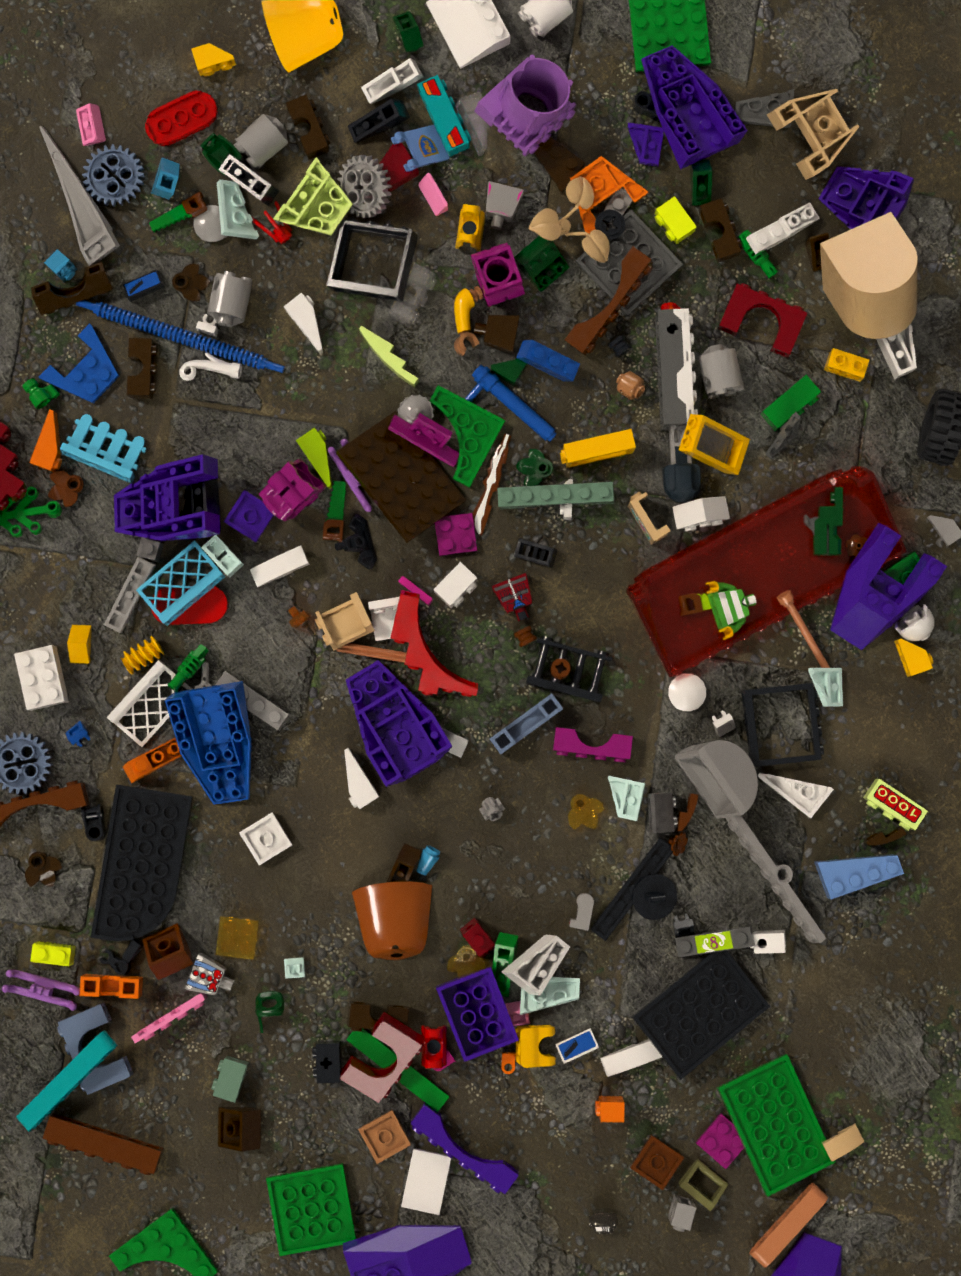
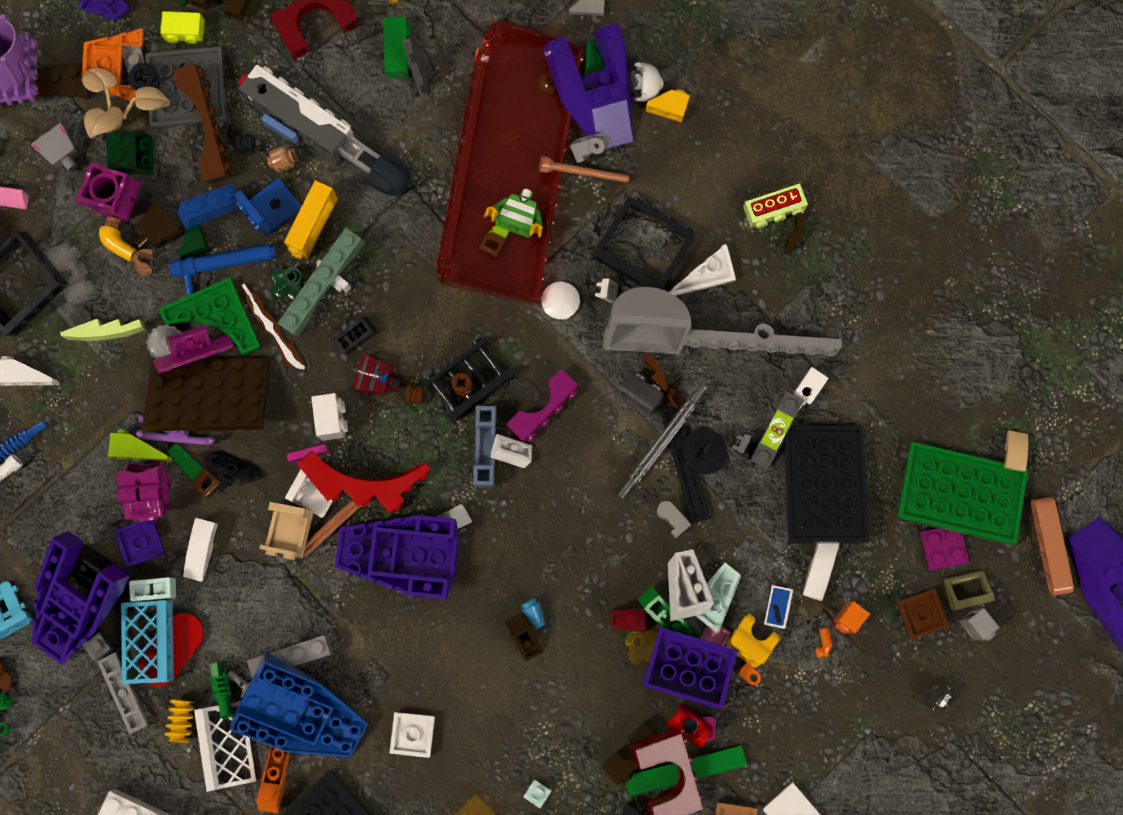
camera: 55 degrees left, 5 degrees down
(79, 644) = (129, 767): yellow slope -> none
(298, 618) = (253, 567): clear orange tile -> none
(359, 785) = (429, 622): white slope -> none
(394, 916) = (557, 676): dark orange piece -> none
(456, 534) = (289, 387): magenta plate -> none
(470, 226) = (54, 185): yellow piece -> none
(492, 809) = (532, 527): light grey gear -> none
(496, 1172) = (833, 754): dark purple arch -> none
(538, 747) = (511, 451): none -> white slope
(577, 397) = (260, 211): none -> blue bracket
(577, 1104) = (826, 644): none -> orange arm
(586, 813) = (595, 456): clear yellow plate -> none
(627, 797) = (607, 411): light aqua wing -> none
(637, 858) = (662, 441): none -> dark grey axle
(643, 520) = (395, 228): tan panel -> none
(653, 364) = (280, 129): none -> medium blue tile
(701, 512) = (425, 179): white brick -> none
(714, 444) = (379, 127): yellow window -> none
(720, 371) = (328, 80): light grey cylinder -> none
(825, 526) = (513, 92): dark green plate -> none
(828, 685) = (640, 185): light aqua wing -> none
(829, 619) = (590, 144): none -> light grey leg
(852, 874) = (804, 283): medium blue wedge -> none

